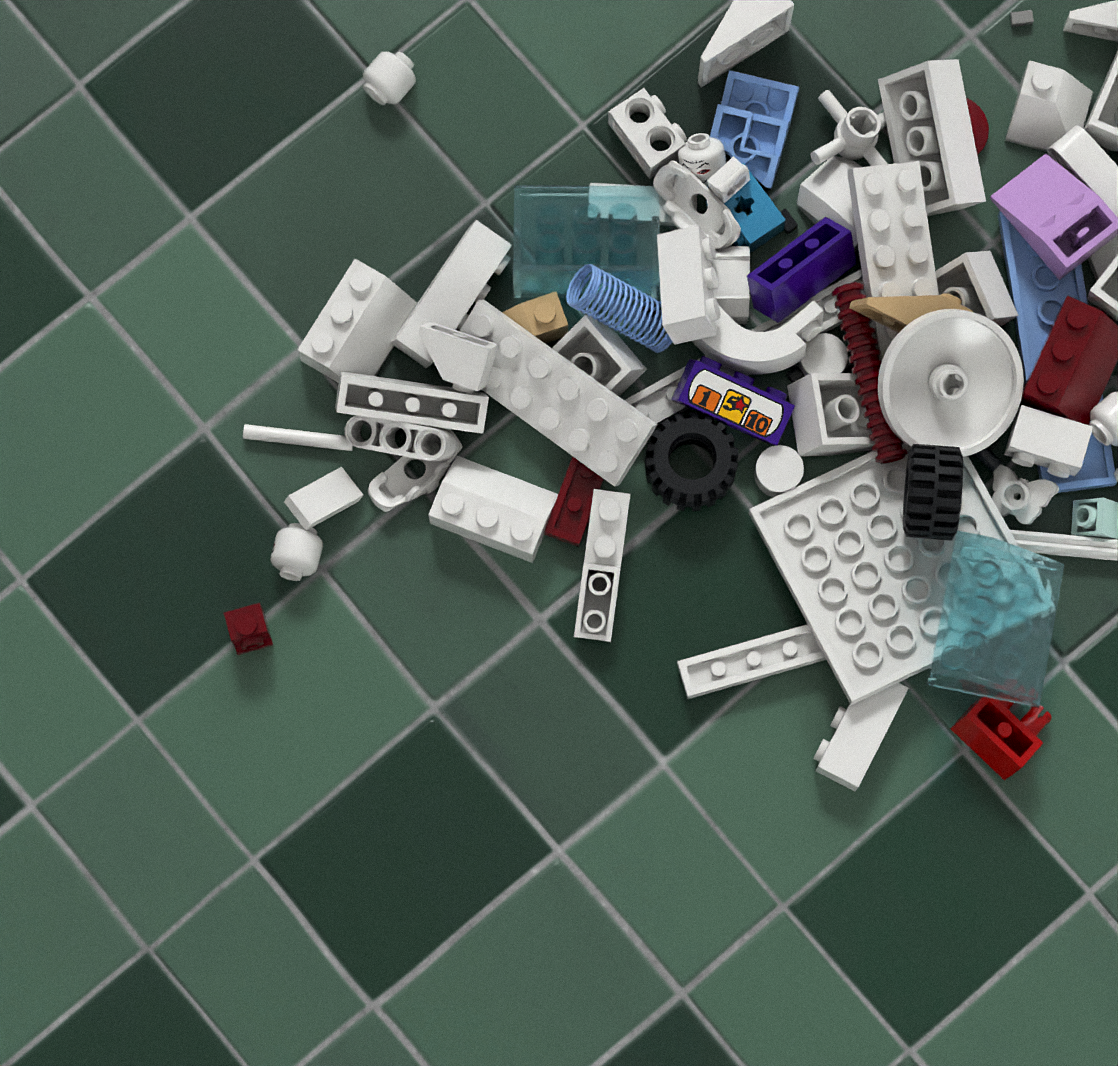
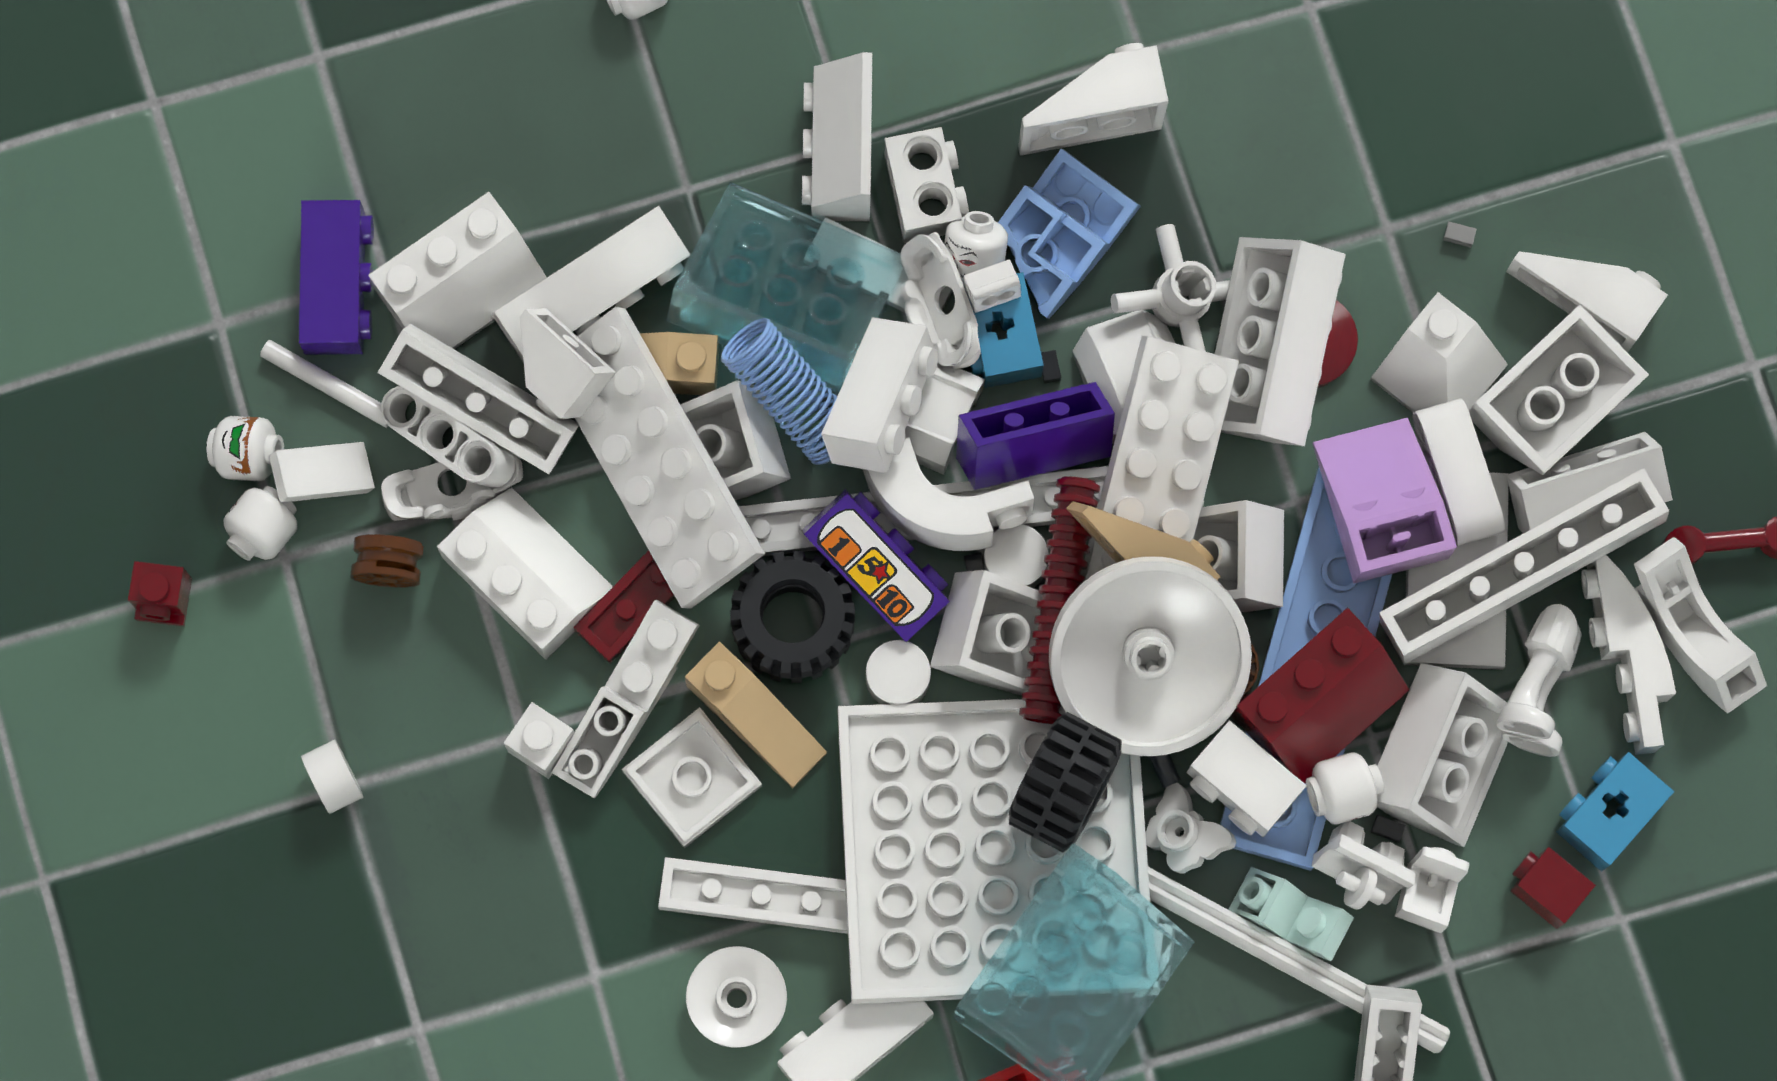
camera: 20 degrees right, 0 degrees up
(262, 505) = (242, 448): none -> white head
(272, 362) = (334, 277): none -> dark purple brick
(396, 540) = (386, 560): none -> reddish brown wheel
(424, 703) = (332, 776): none -> white piece
(556, 618) = (539, 739): none -> white brick
(578, 124) = (839, 139): none -> white slope
(669, 600) = (692, 777): none -> white tile
(693, 539) = (754, 714): none -> tan slope
(773, 716) = (736, 970): none -> white dish

